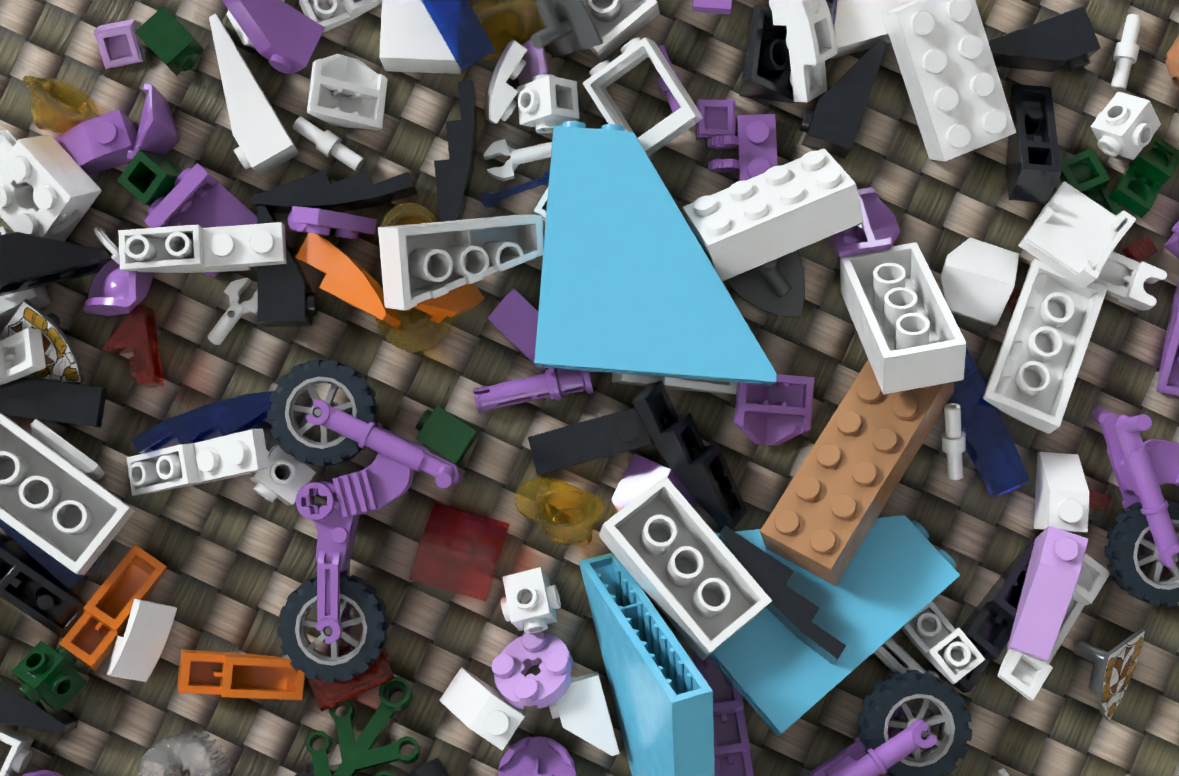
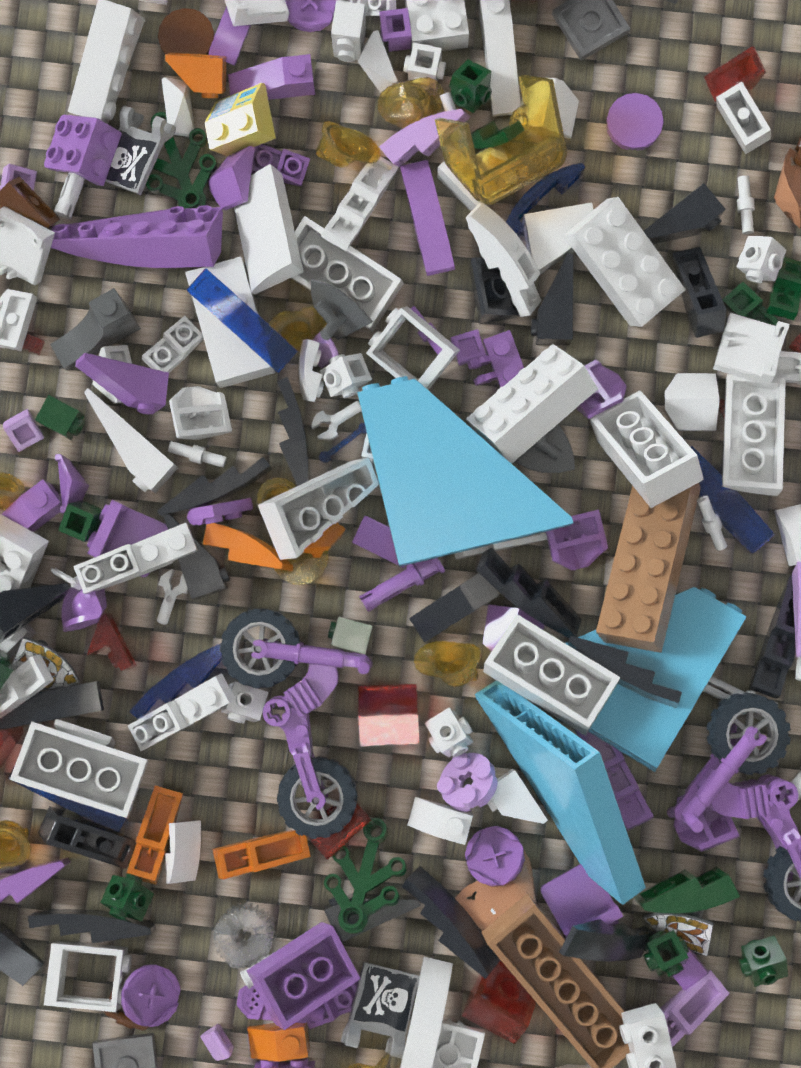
camera: 10 degrees left, 0 degrees up
(941, 644) = (749, 669): white slope -> none

